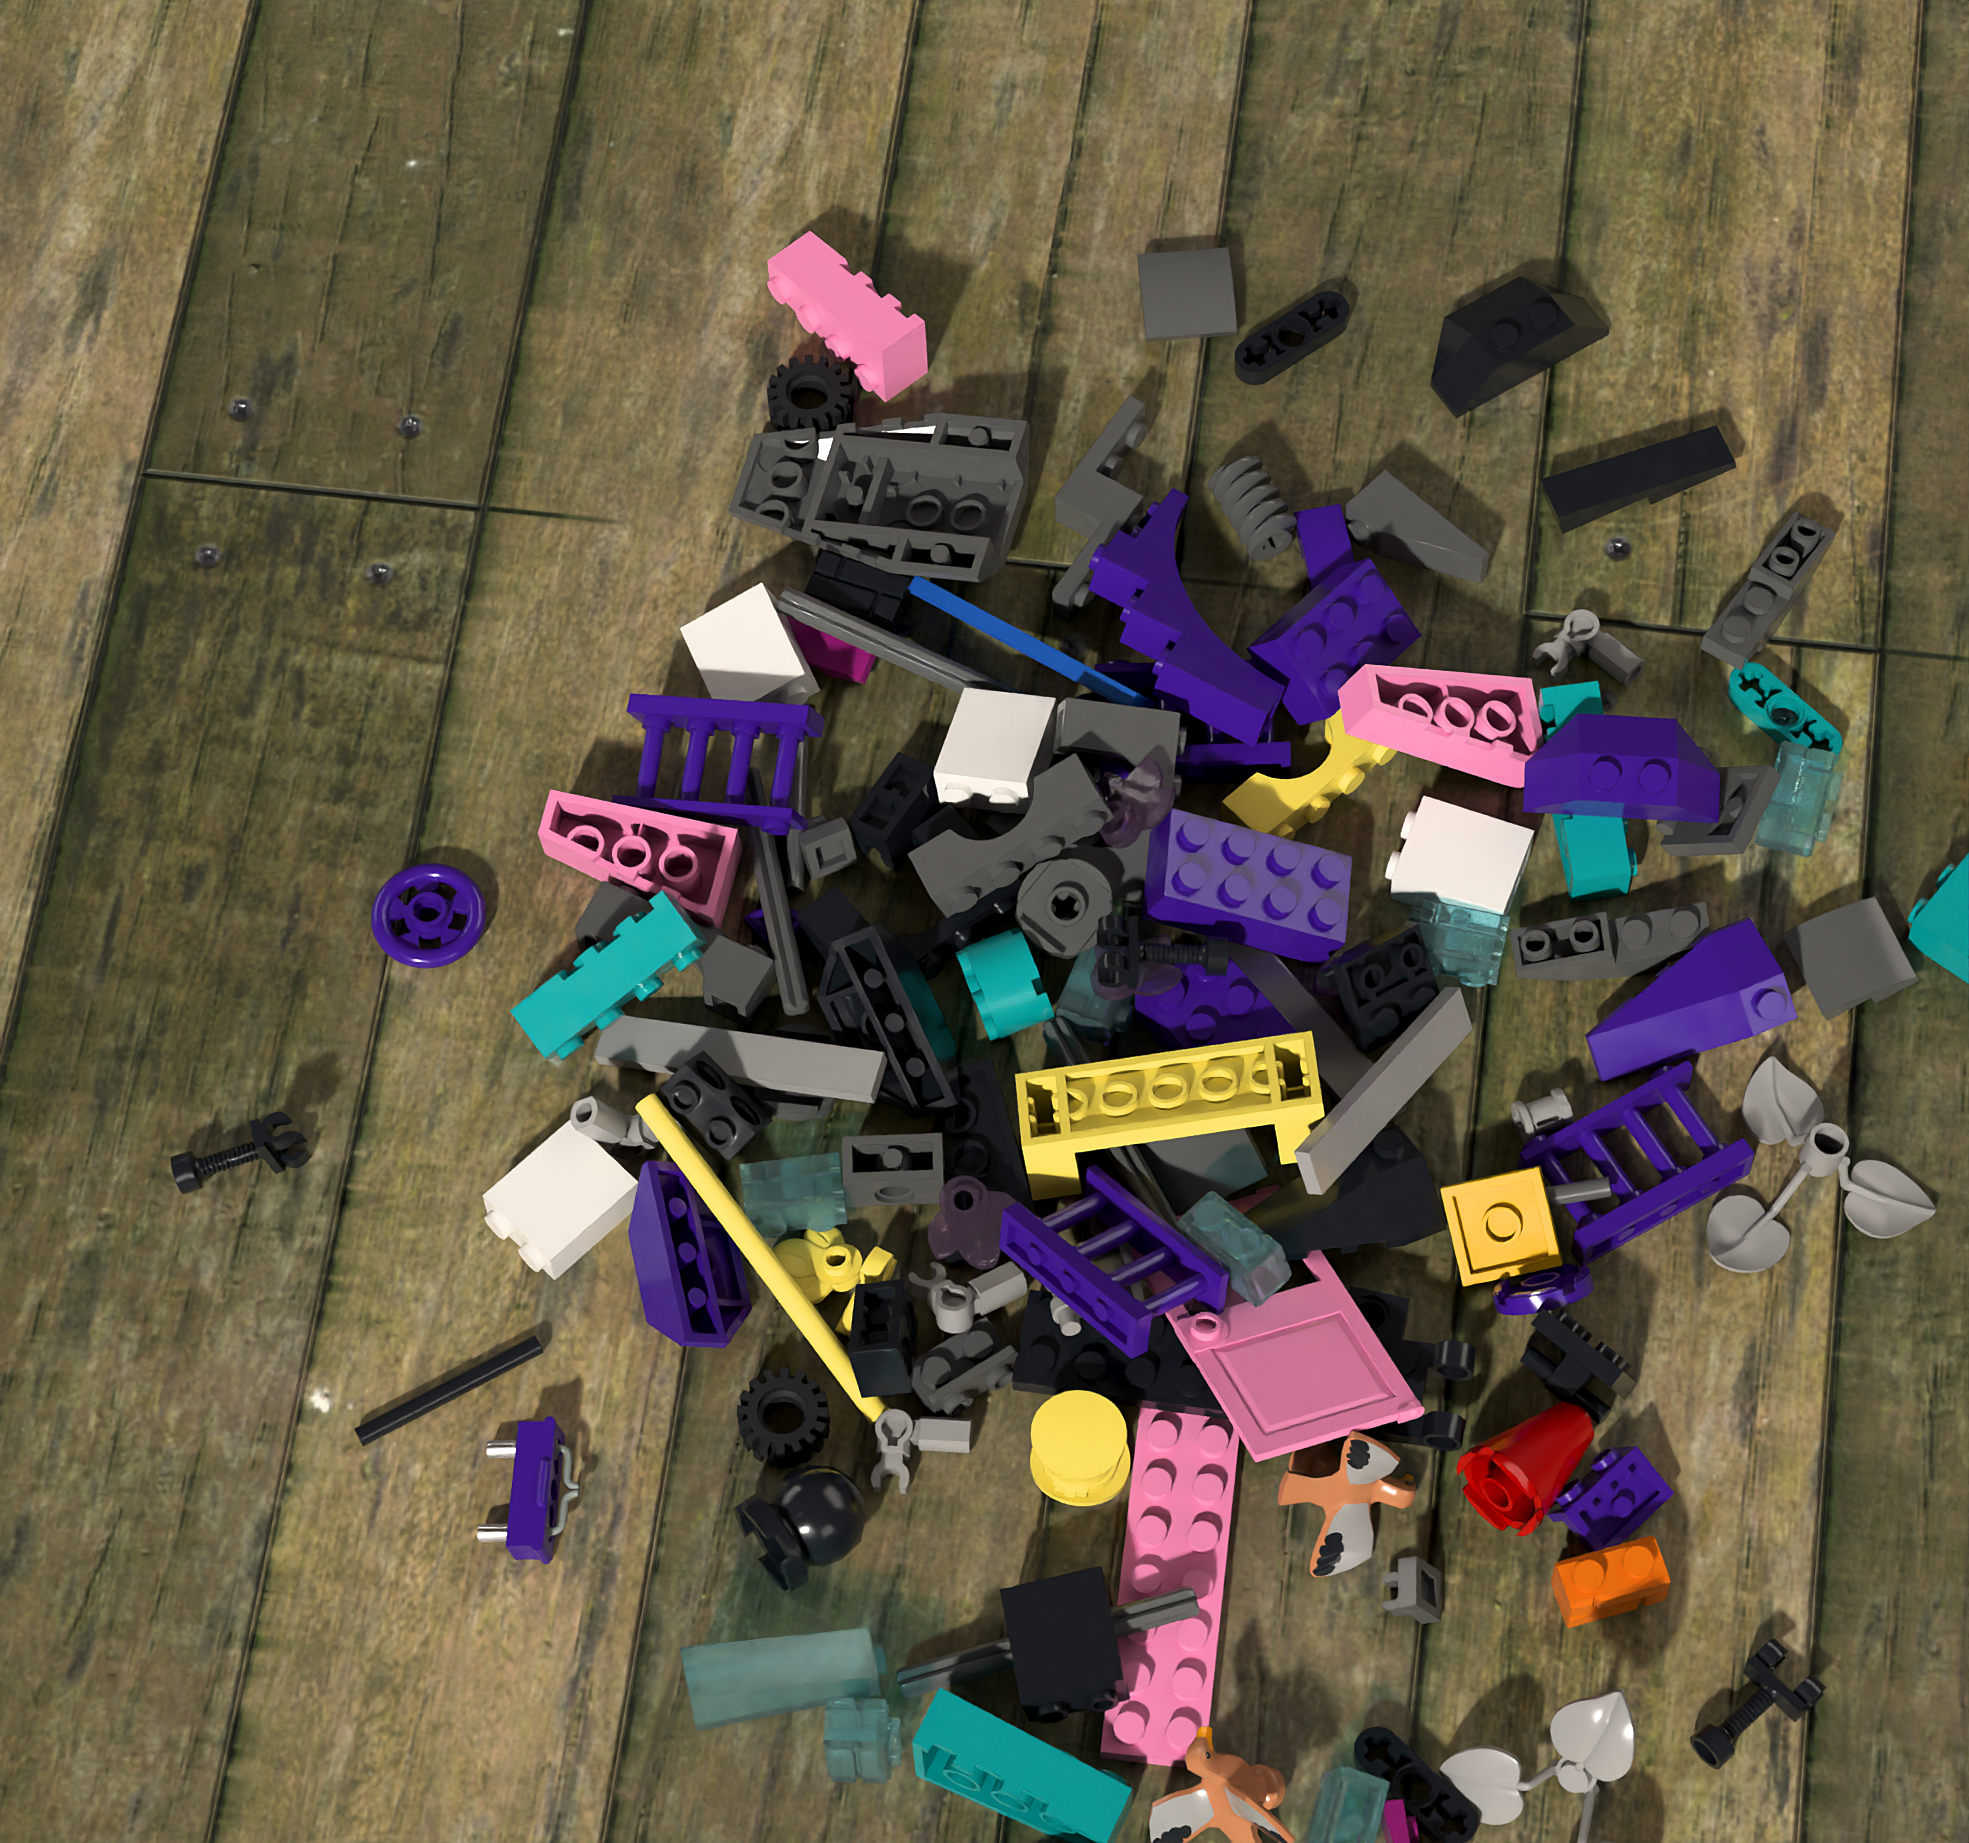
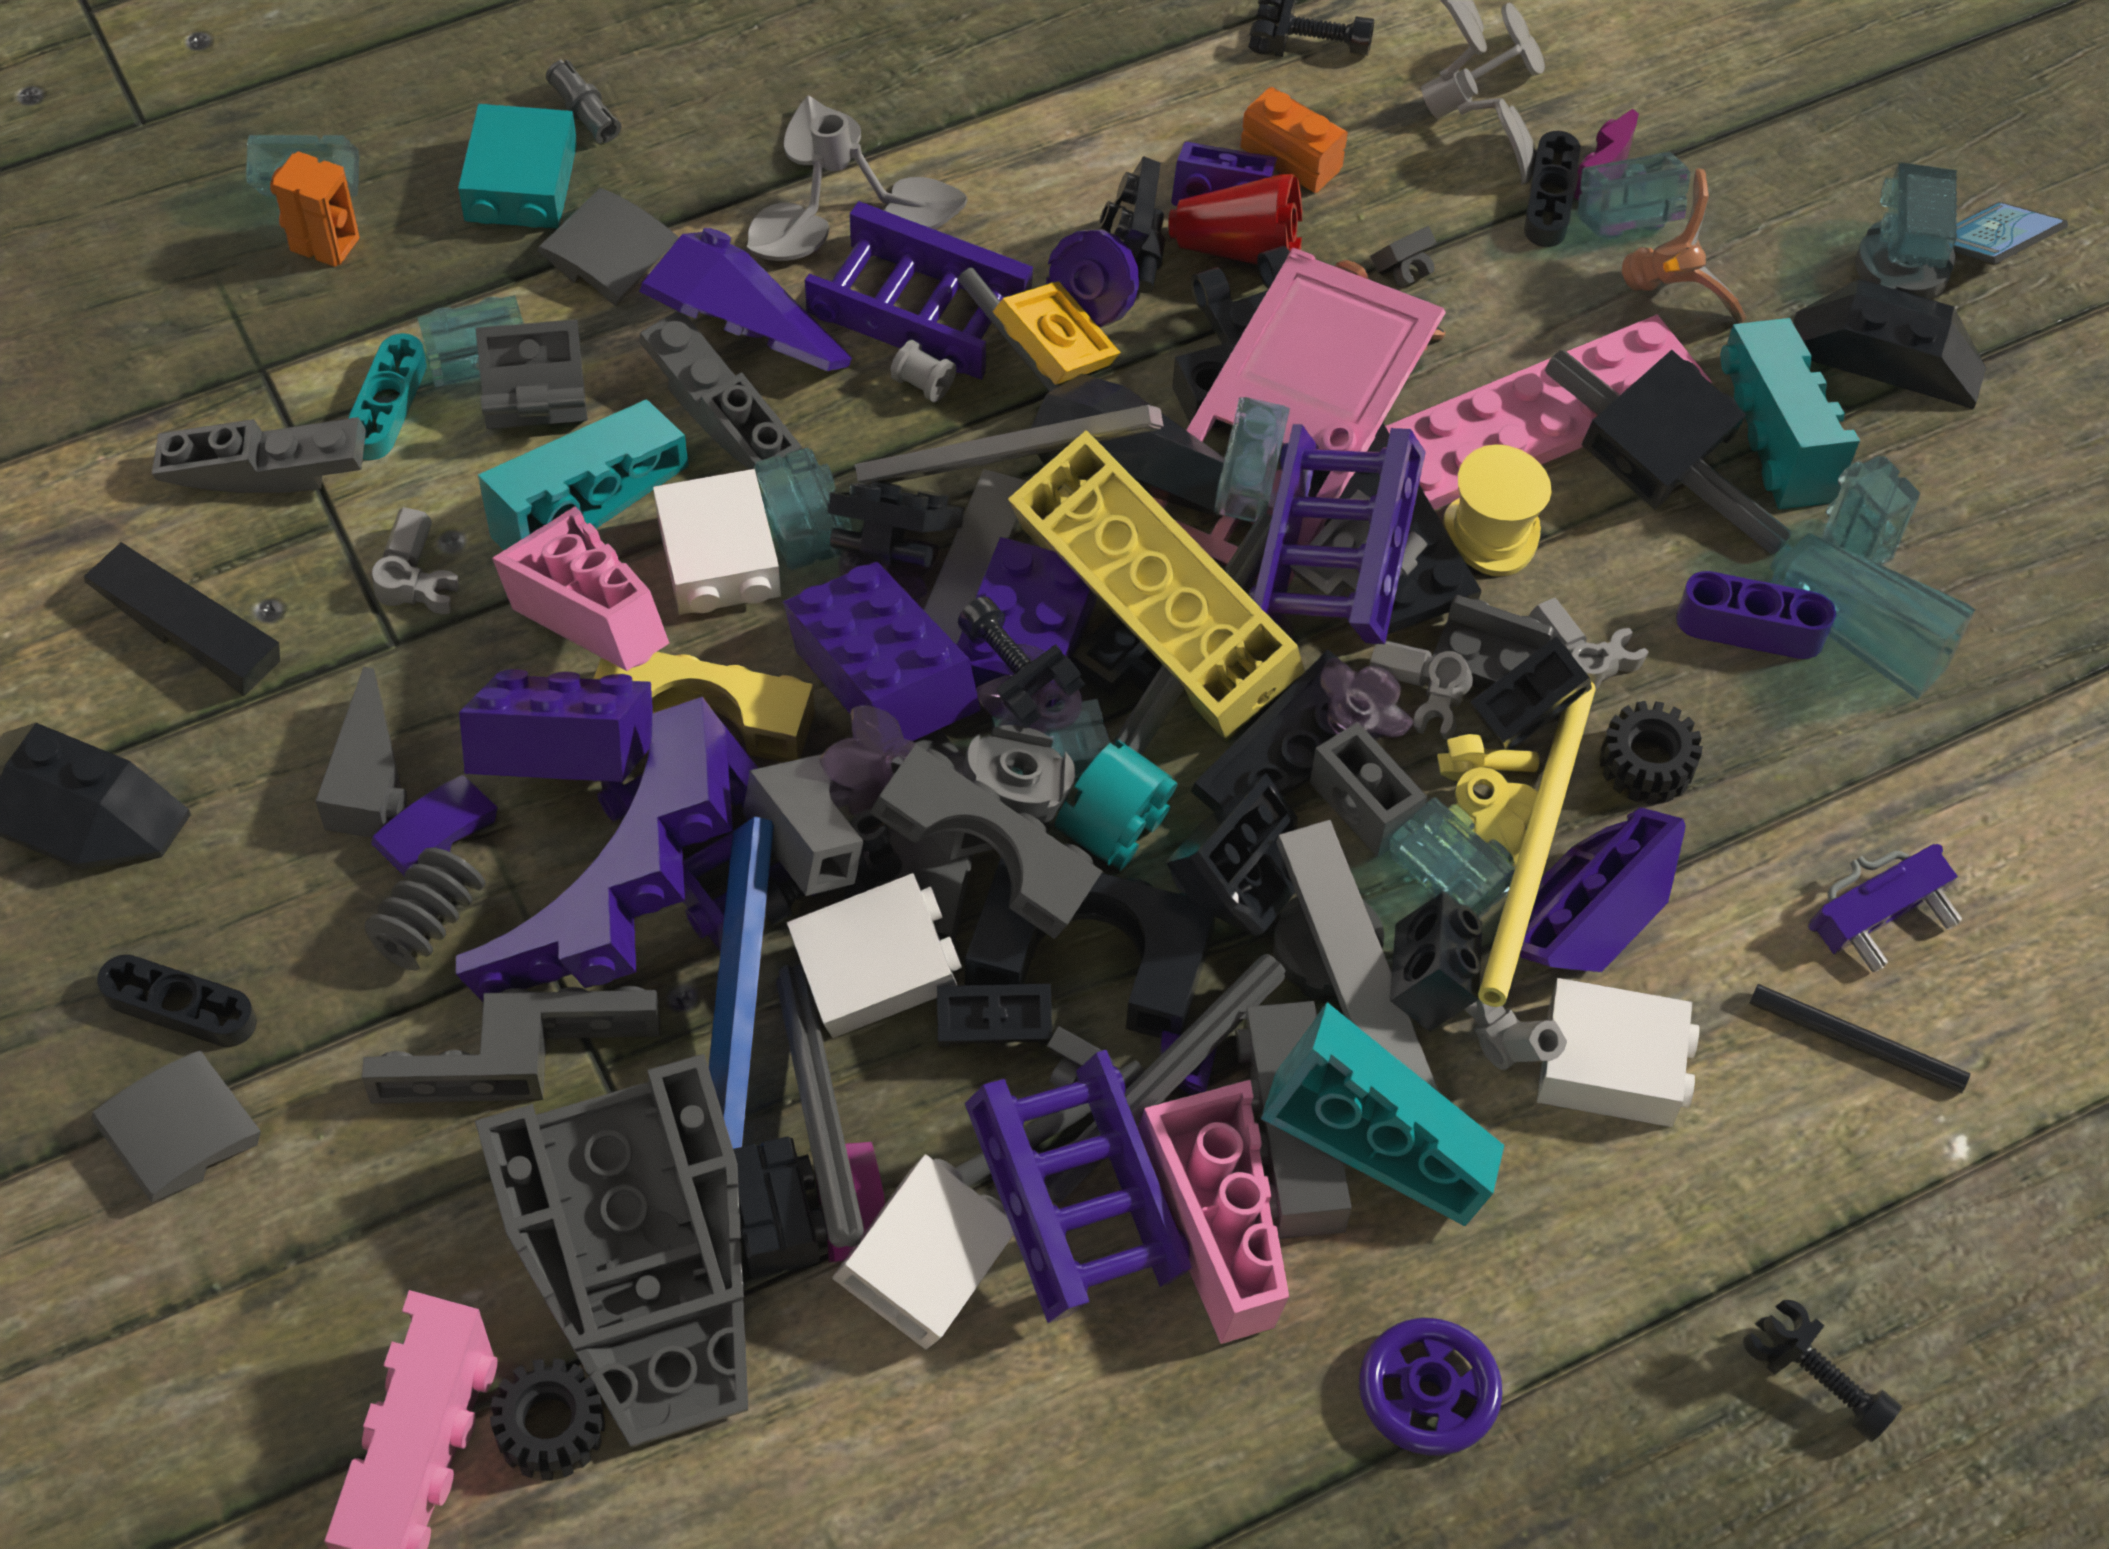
camera: 130 degrees left, 5 degrees down
(809, 1520) = (1731, 660): black tile -> none
(854, 1571) = (1755, 615): none -> dark purple beam
(1622, 771) = (571, 420): dark purple wedge -> none

